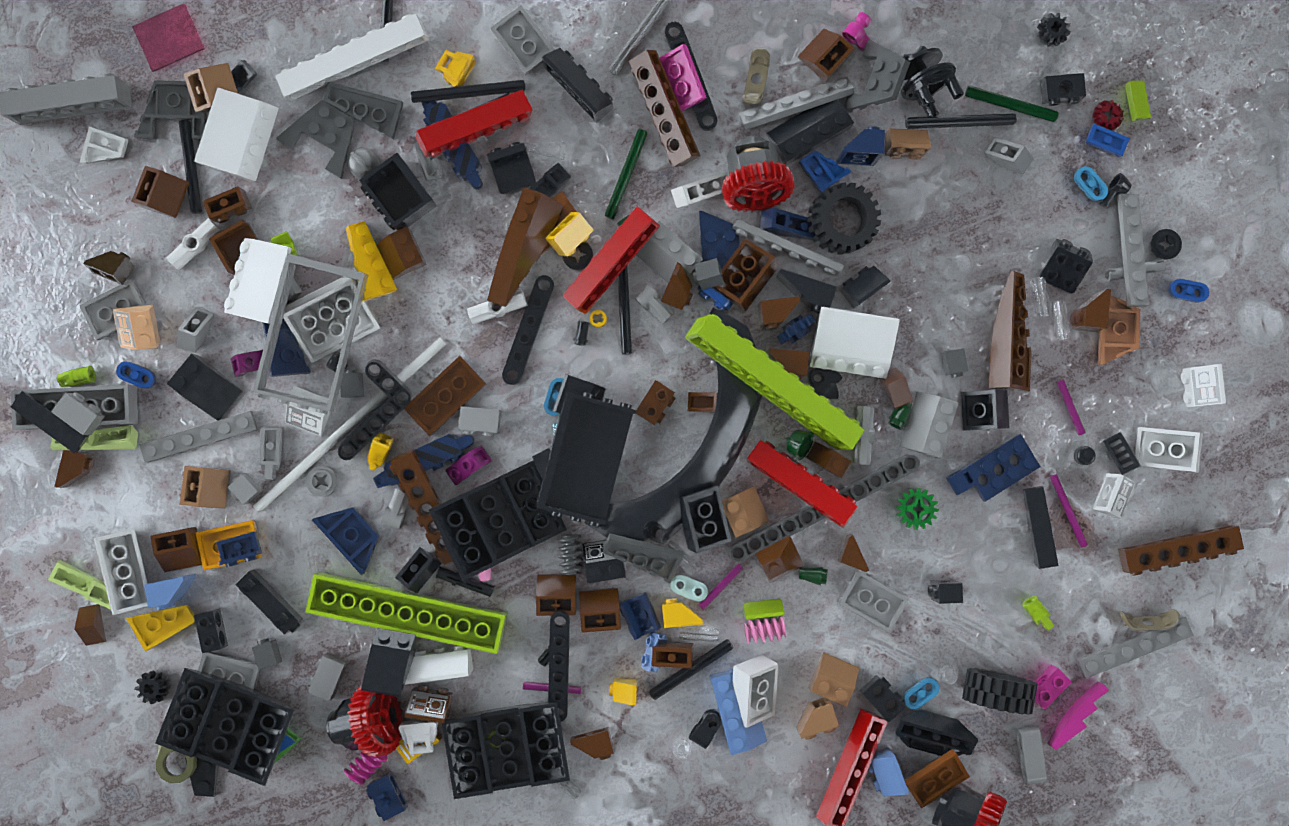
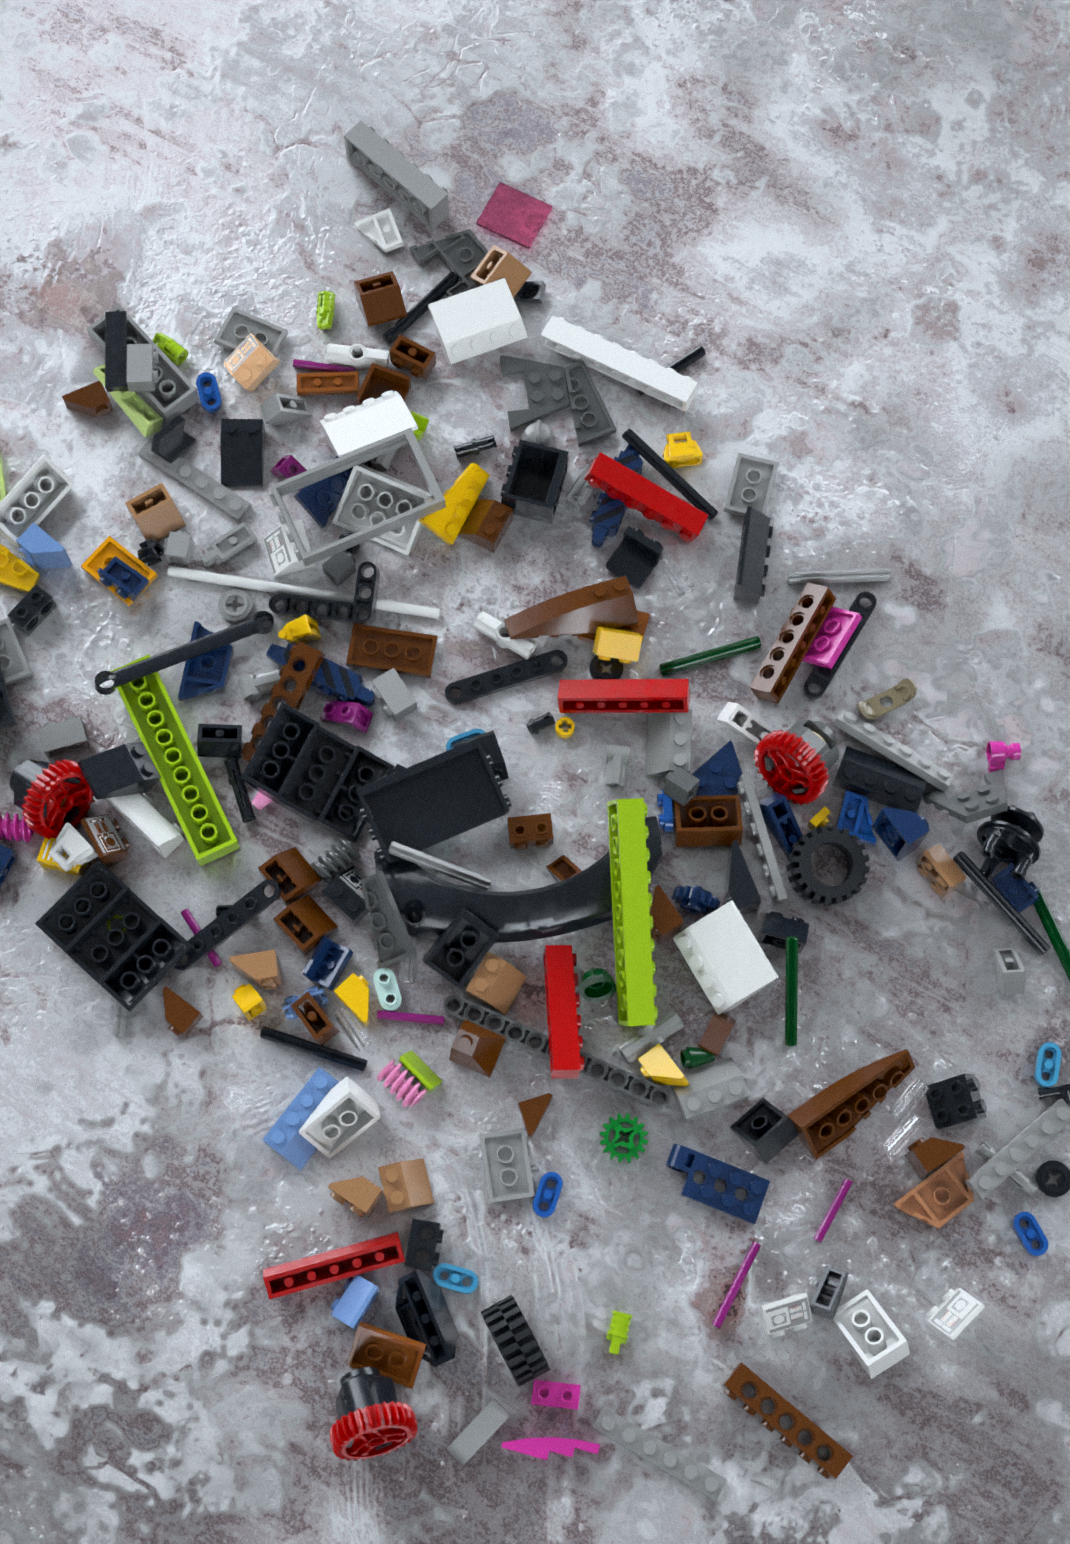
camera: 45 degrees right, 15 degrees down
(111, 266) = (286, 307): dark brown slope -> none
(136, 238) = (325, 309): none -> lime hinge
(155, 431) = (172, 440): none -> black panel
(176, 549) = (82, 530): reddish brown slope -> none
(182, 274) = (321, 366): none -> magenta bar
(197, 282) = (327, 383): none -> dark orange plate
(232, 512) = (150, 552): none -> black gear
(266, 653) = (46, 671): dark grey brick -> none
(269, 602) = (94, 639): black brick -> none
(331, 547) = (183, 652): none -> black piece
(334, 214) = (475, 446): none -> black pin
(552, 180) = (652, 600): black slope -> none
(609, 668) = (259, 968): none -> medium nougat slope
(624, 310) = (590, 744): black axle -> none
(632, 487) = (439, 865): none -> light grey axle
(678, 289) = (647, 771): reddish brown slope -> none
(704, 731) = (264, 1103): black piece -> none
(775, 311) = (698, 870): reddish brown slope -> none
(805, 196) = (820, 819): none -> yellow plate
(814, 575) = (488, 1093): dark green cone -> none
(826, 54) = (957, 743): reddish brown slope -> none
(827, 384) = (667, 970): black plate -> none
(828, 459) = (603, 1023): reddish brown slope -> none
(891, 445) = (661, 1068): none -> yellow slope
(910, 315) = (791, 991): none -> dark green axle
(914, 588) = (547, 1194): none -> blue plate
(946, 591) = (568, 1221): black brick -> none
(954, 362) = (784, 1067): dark grey brick -> none
(962, 106) = (1017, 892): none -> dark blue bracket
(1040, 527) = (699, 1268): black slope -> none
(1084, 455) = (799, 1258): black piece -> none
(1161, 622) = (704, 1459): dark tan piece -> none

